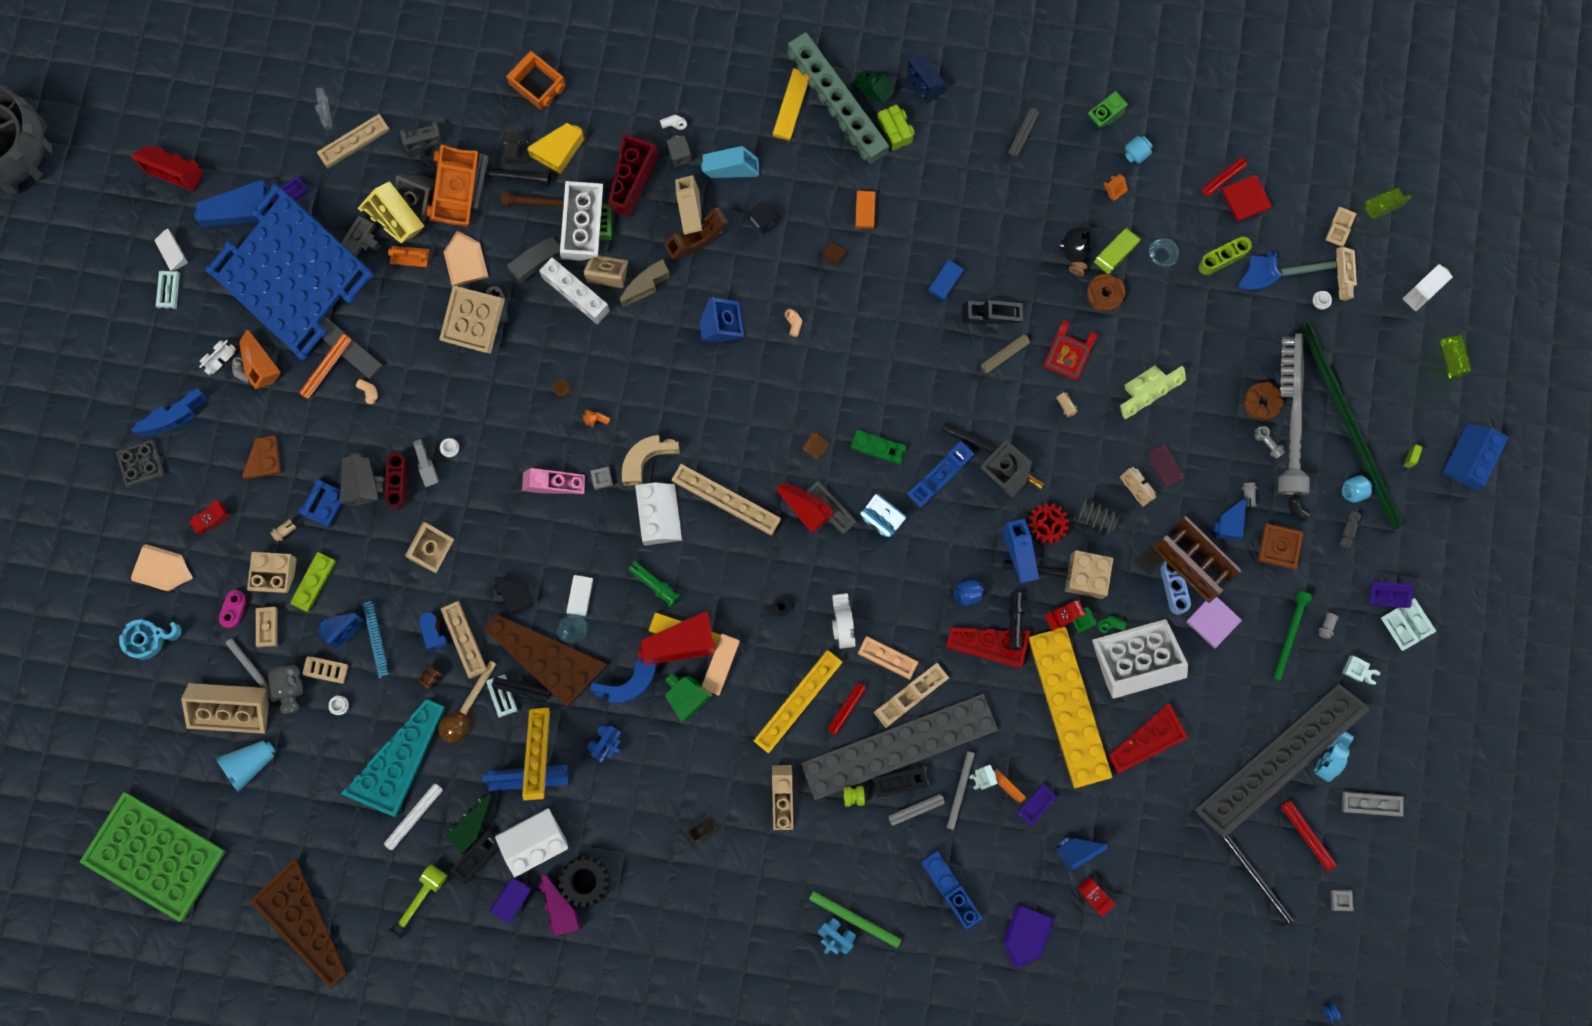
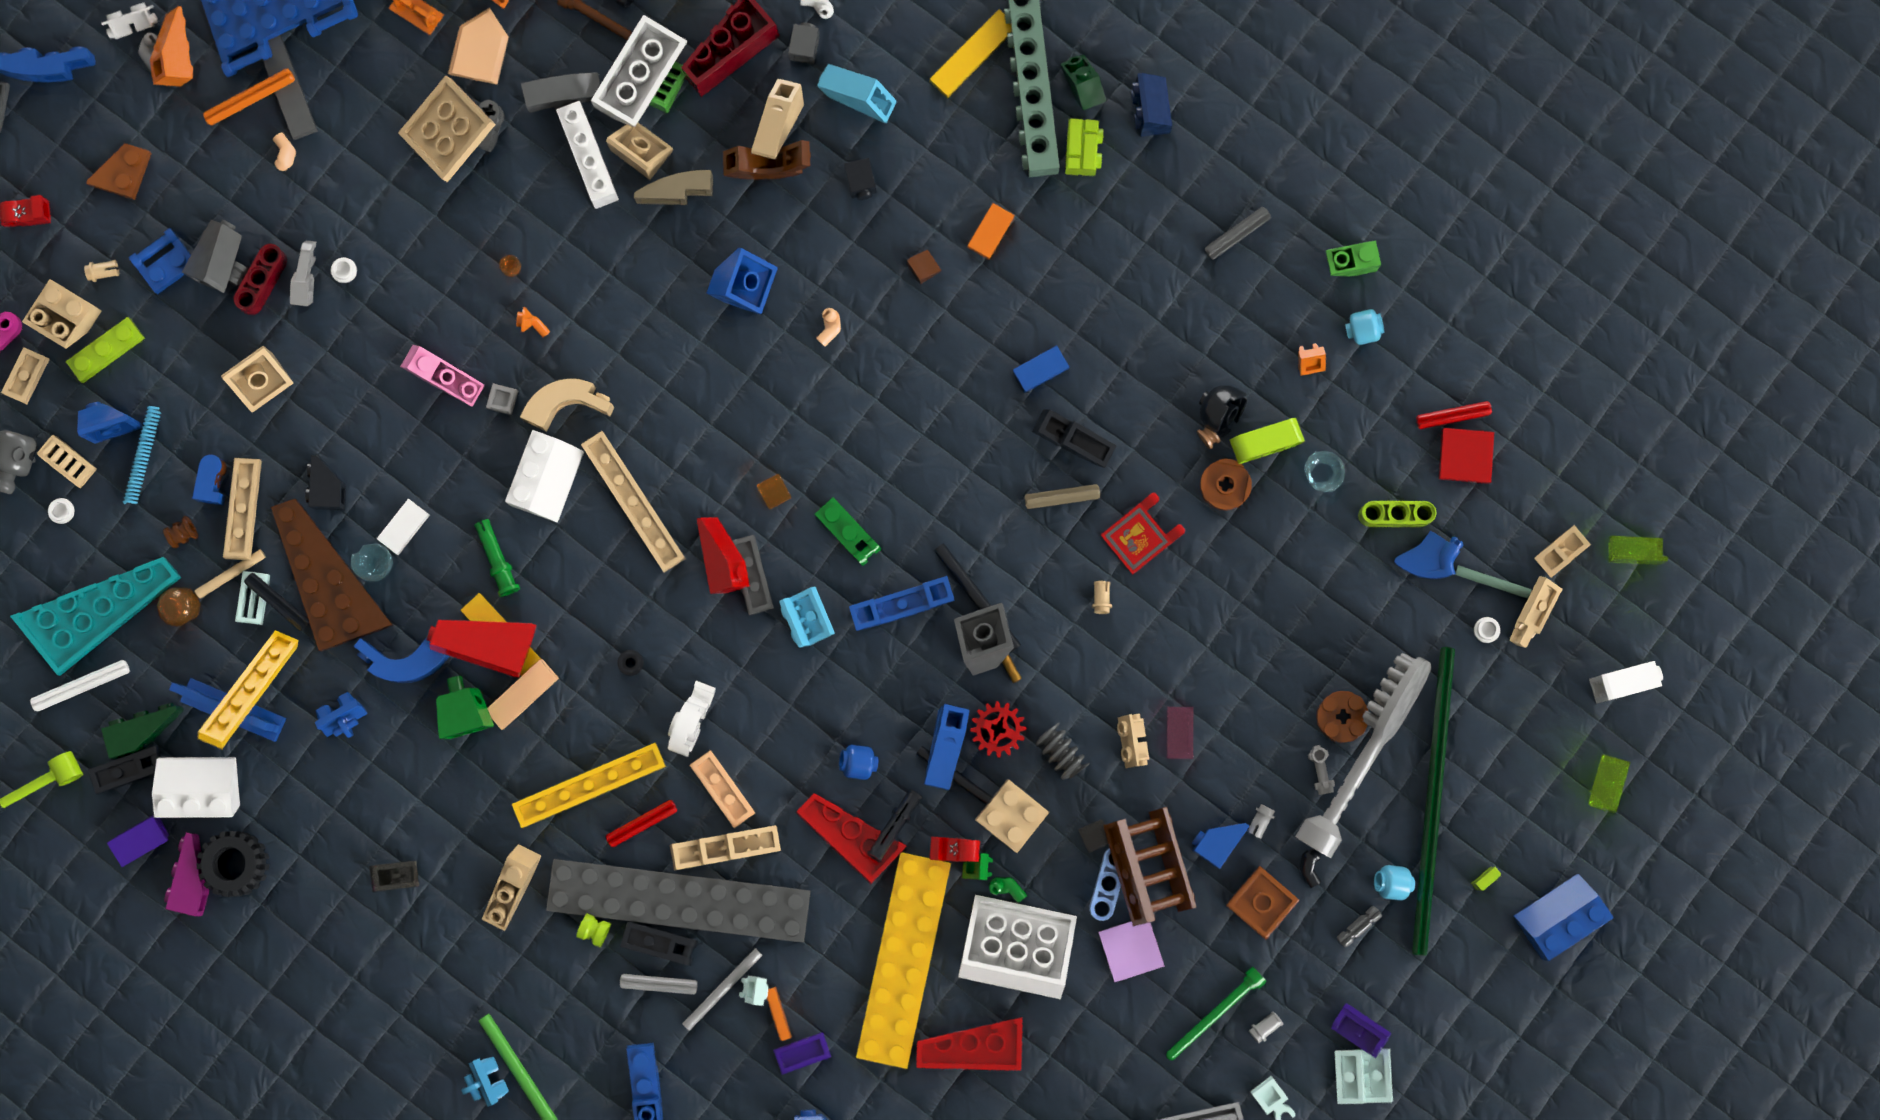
camera: 30 degrees right, 5 degrees up
(1150, 387) = (1213, 628): yellowish green bracket -> none

